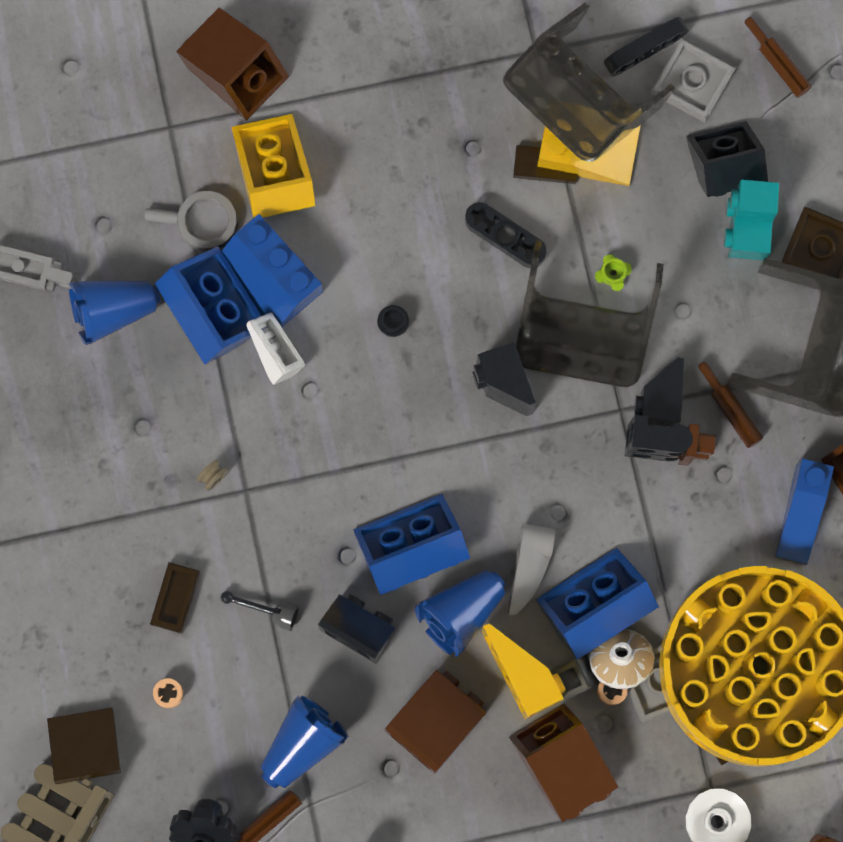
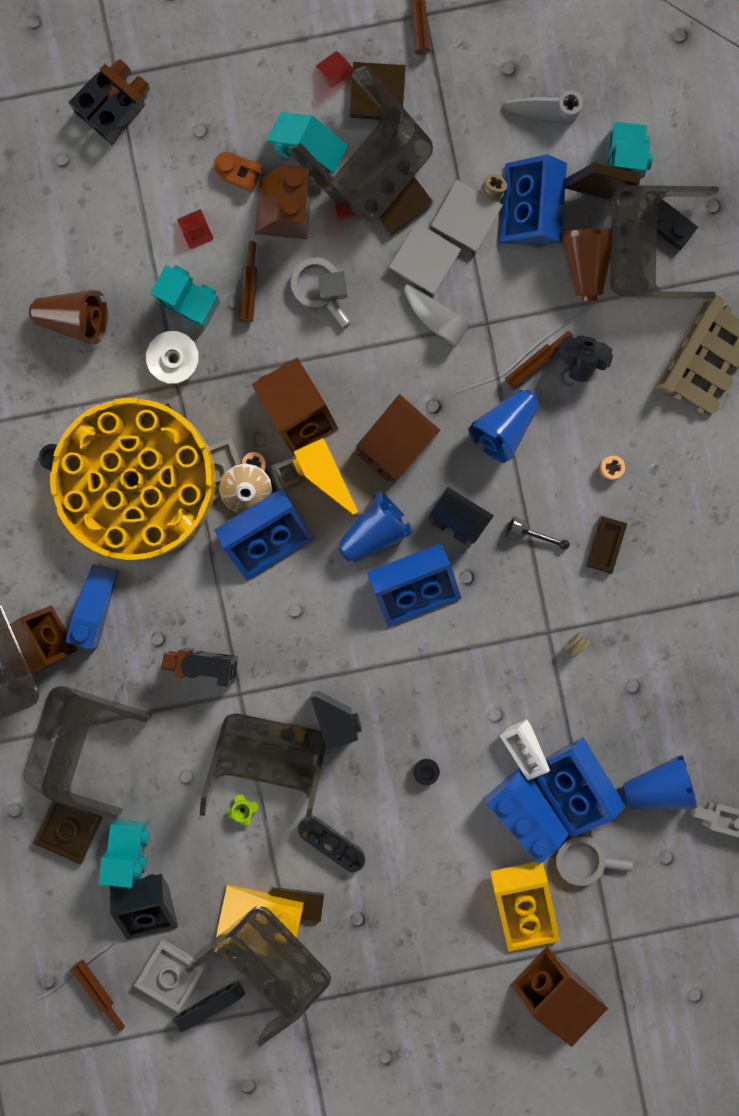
camera: 175 degrees left, 10 degrees up
(84, 745) = (680, 426): dark brown tile -> none
(531, 562) = (316, 569): light grey piece -> none
(663, 396) = (205, 702): black slope -> none
(732, 409) = (148, 693): reddish brown axle -> none

